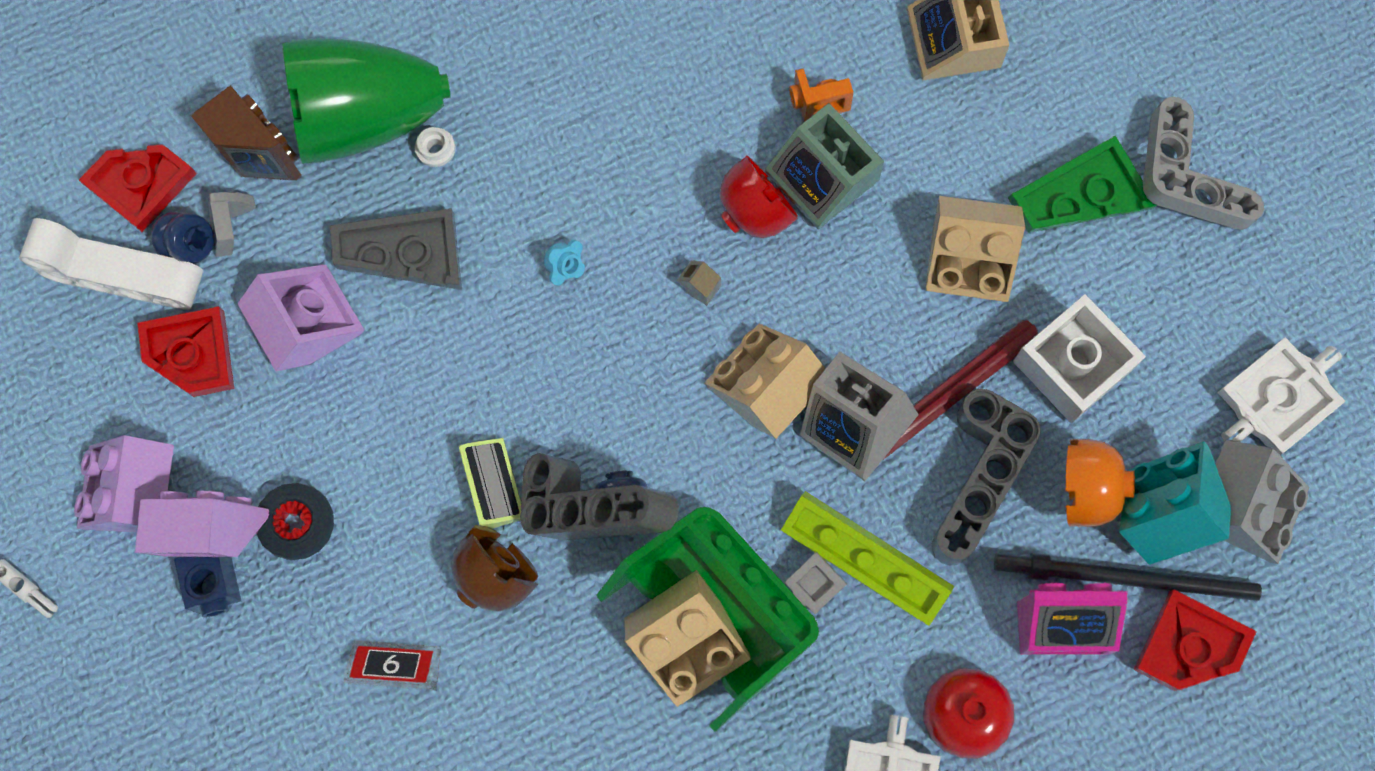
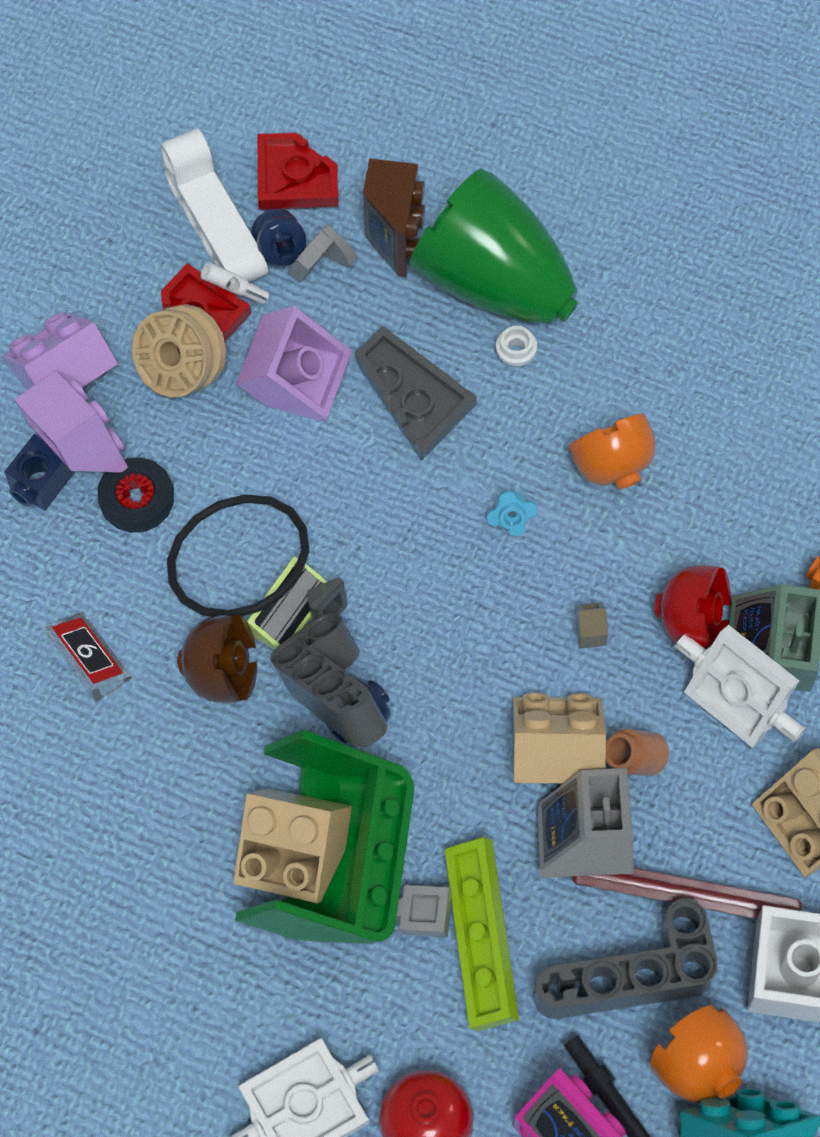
camera: 45 degrees right, 10 degrees down
(196, 300) = (220, 278): none -> white pin
(215, 369) = (199, 344): none -> tan wheel
(478, 500) = (250, 609): none -> black piece
(512, 452) = (327, 598): none -> dark grey slope
(588, 151) = (616, 452): none -> orange cylinder
(829, 333) = (638, 751): none -> nougat brick
(844, 221) = (741, 686): none -> white plate

